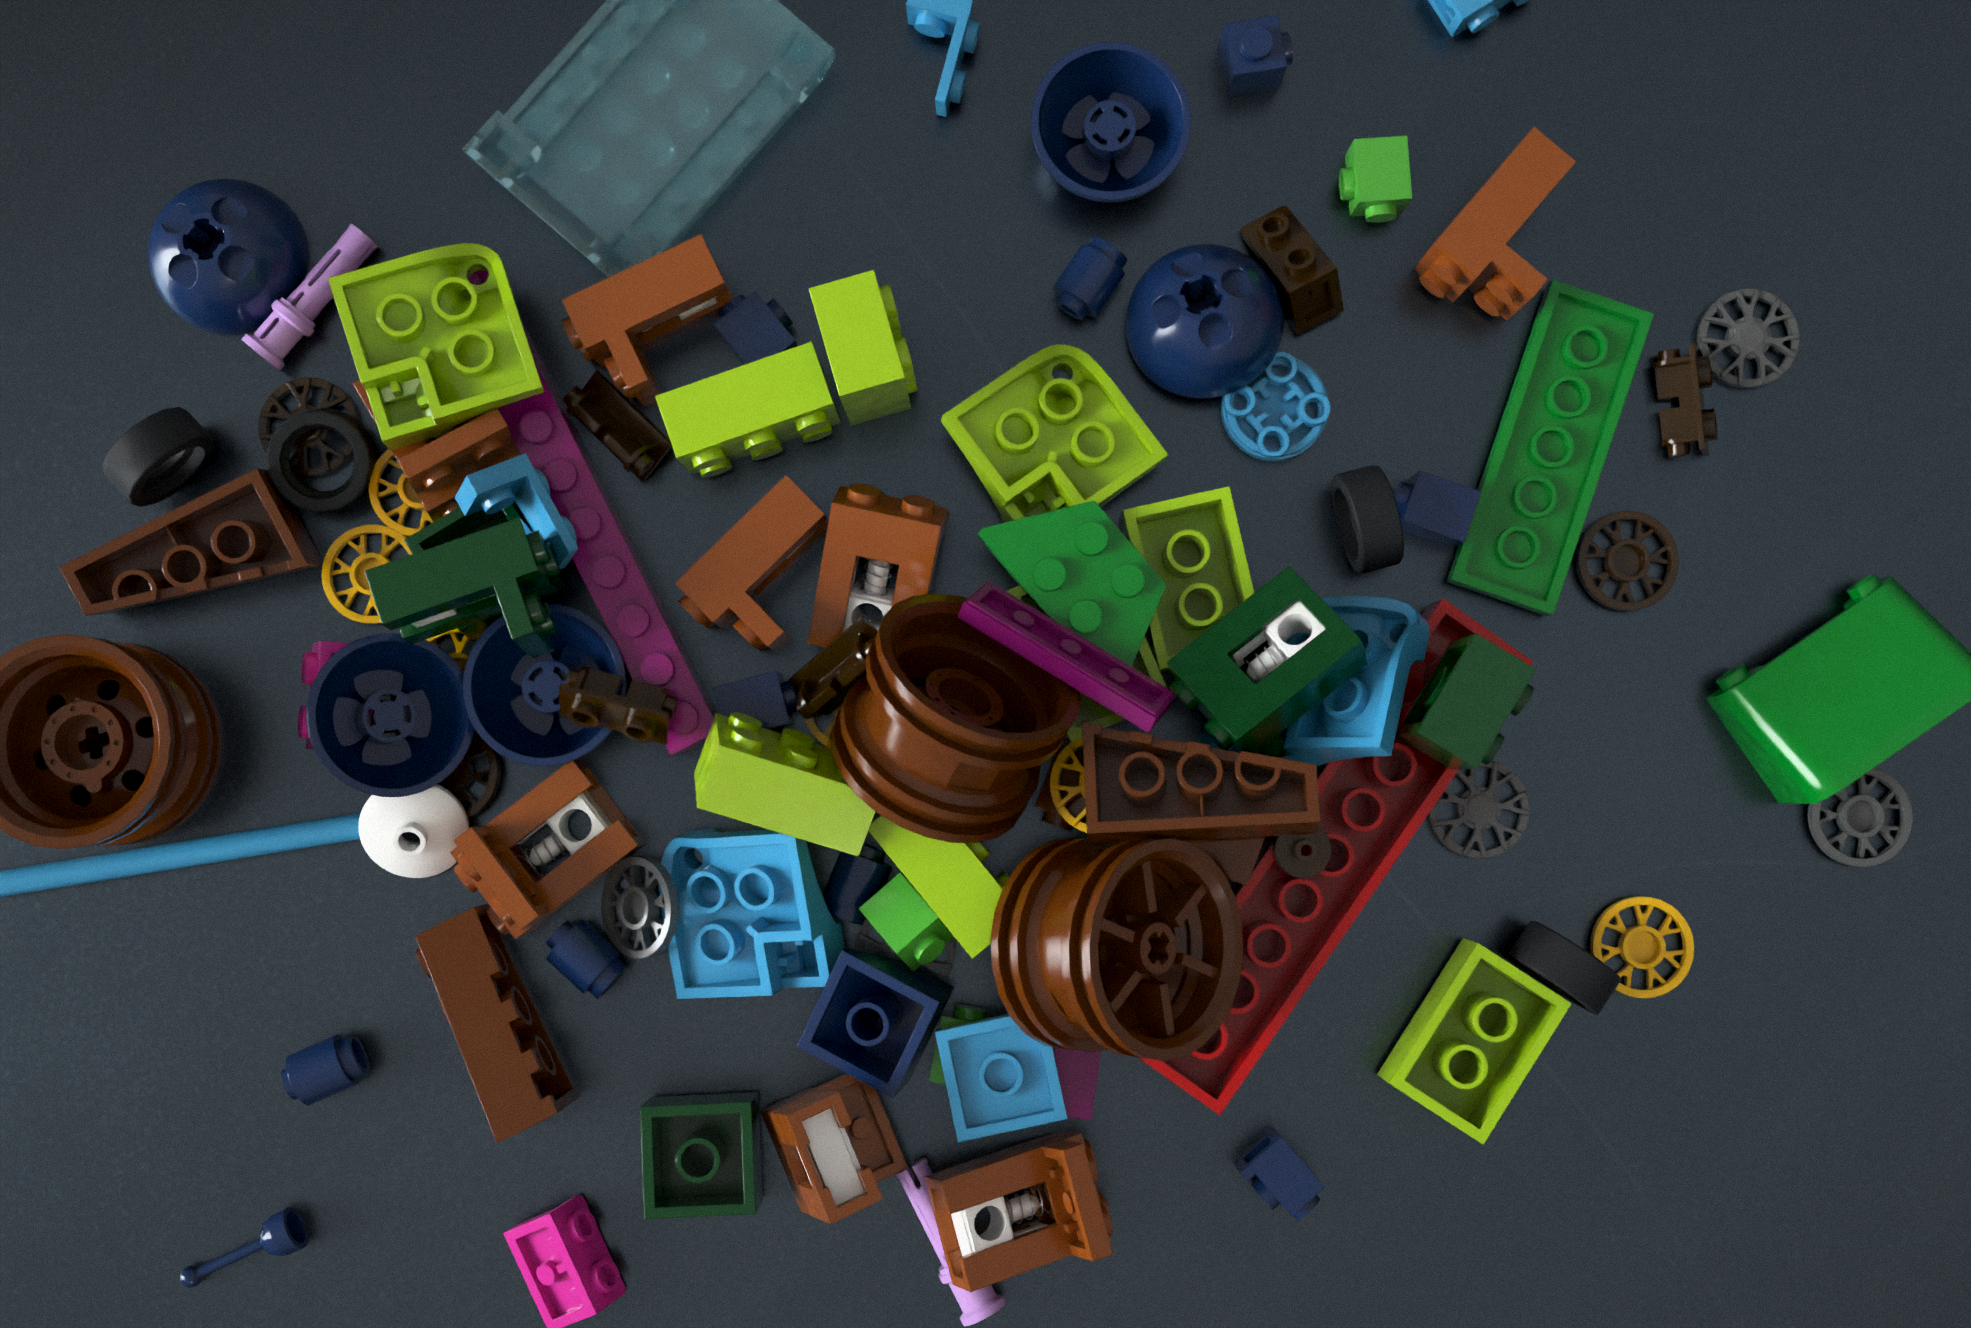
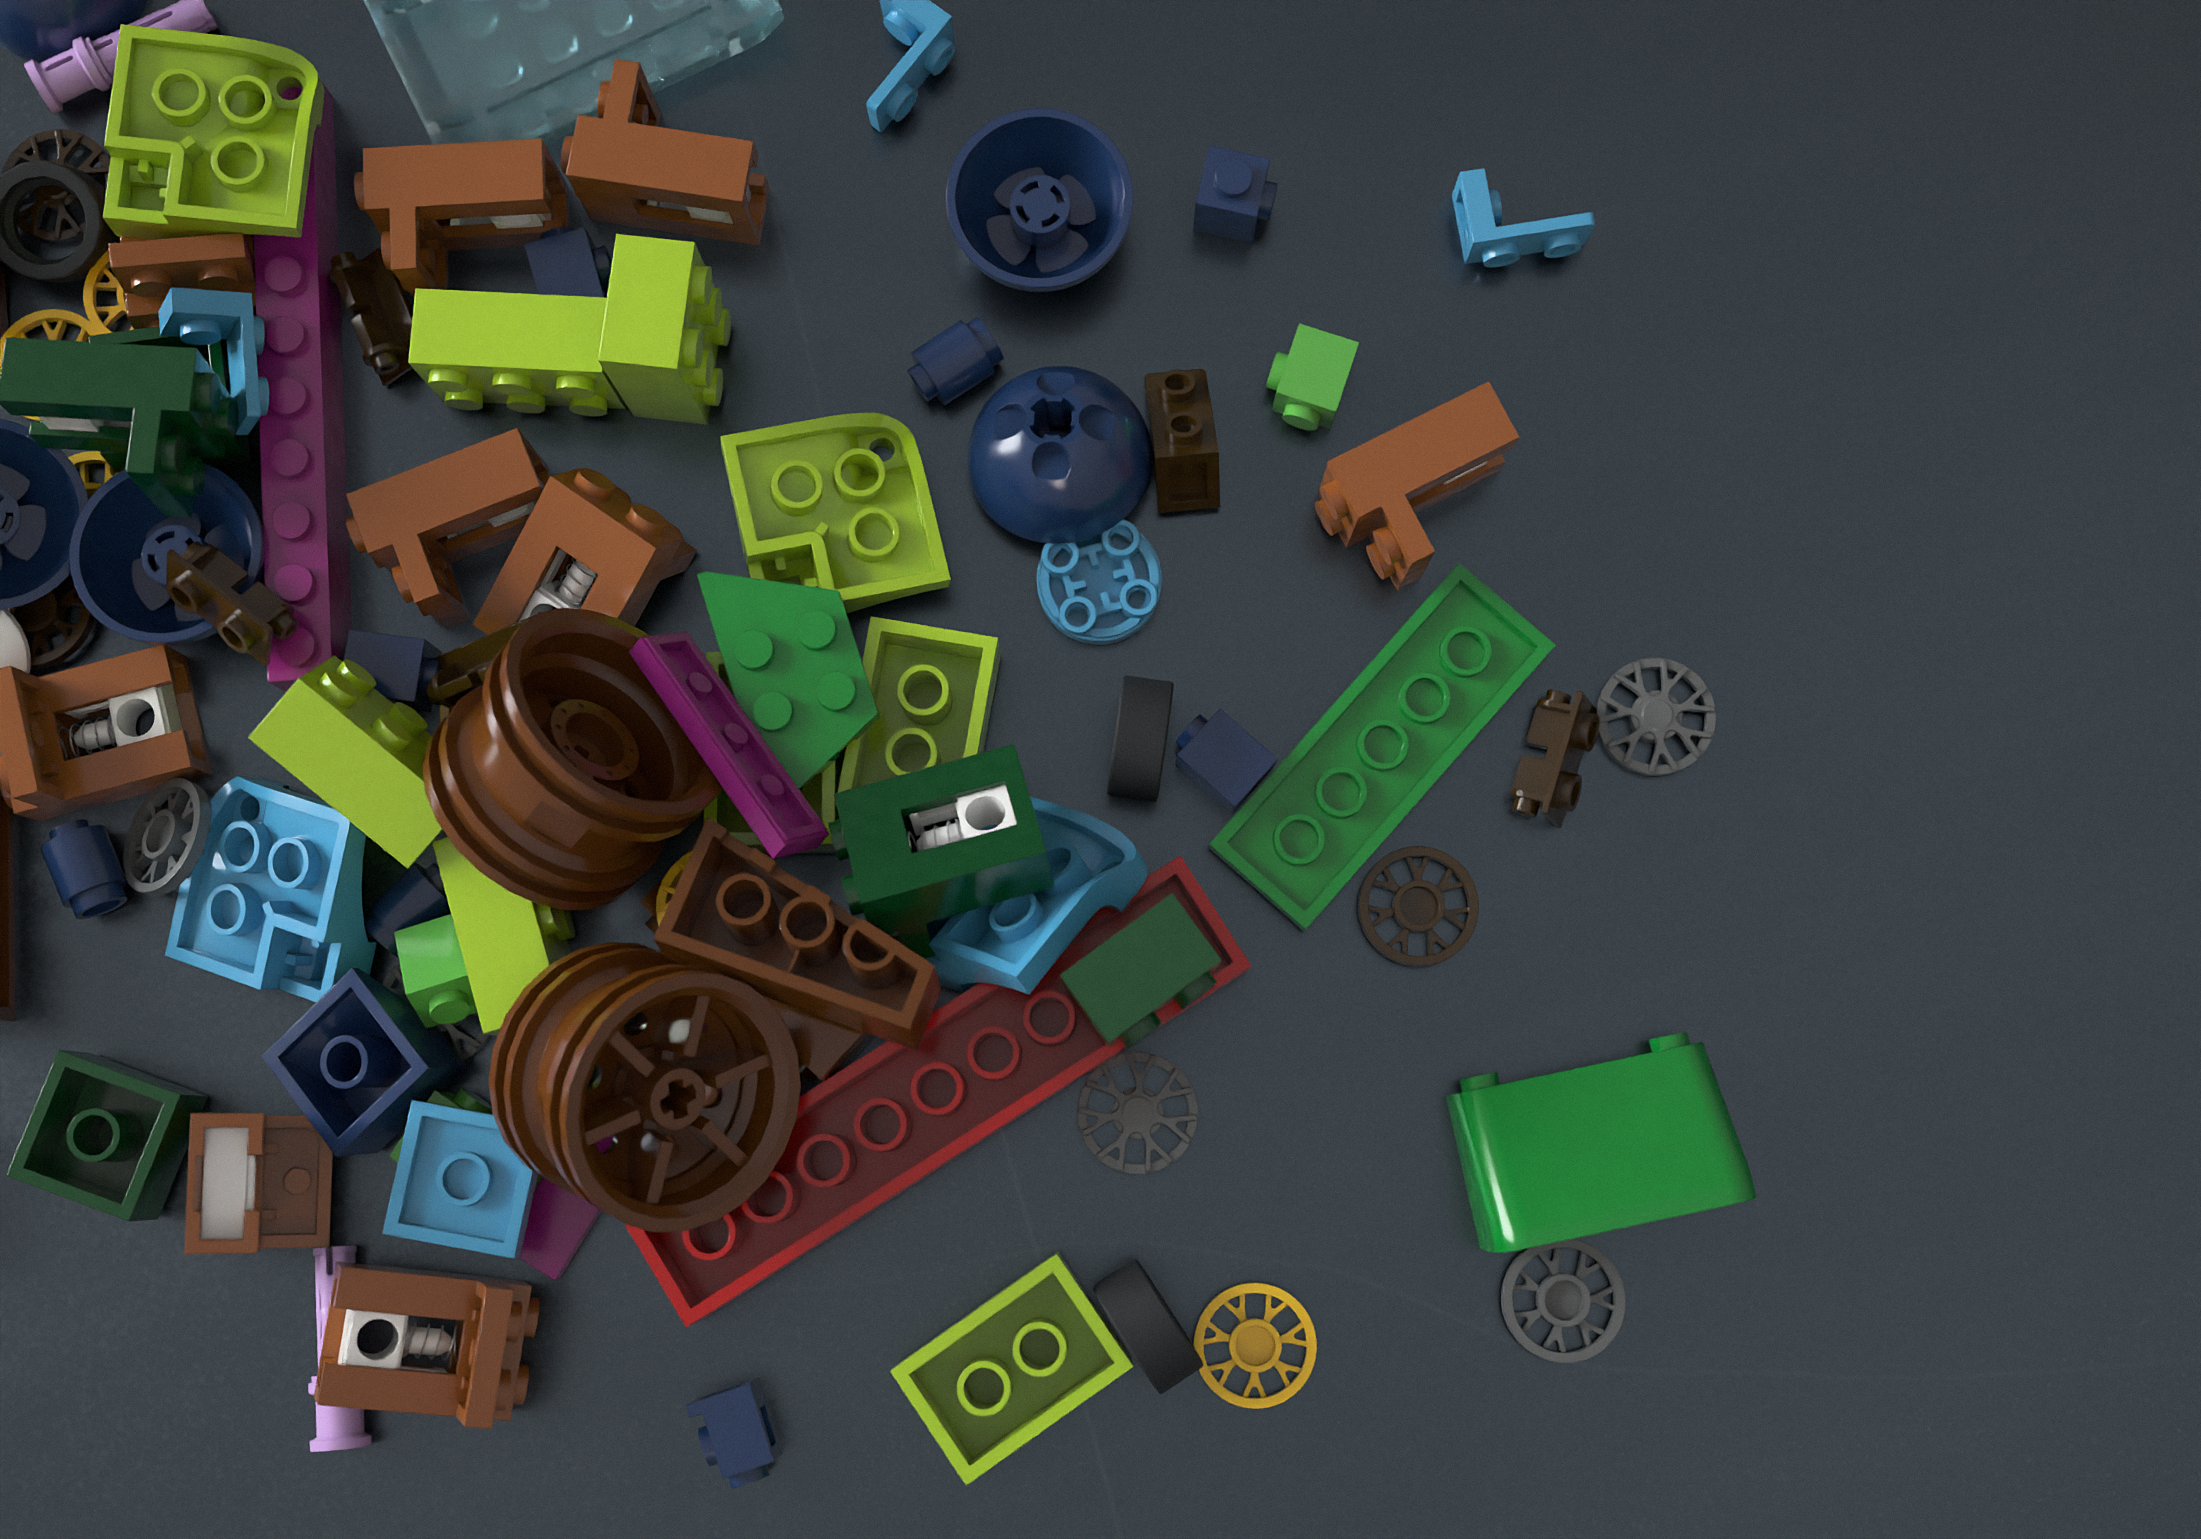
camera: 20 degrees right, 5 degrees down
(797, 224) = (660, 176): none -> dark orange brick
(1288, 854) = (909, 1083): dark brown tile -> none

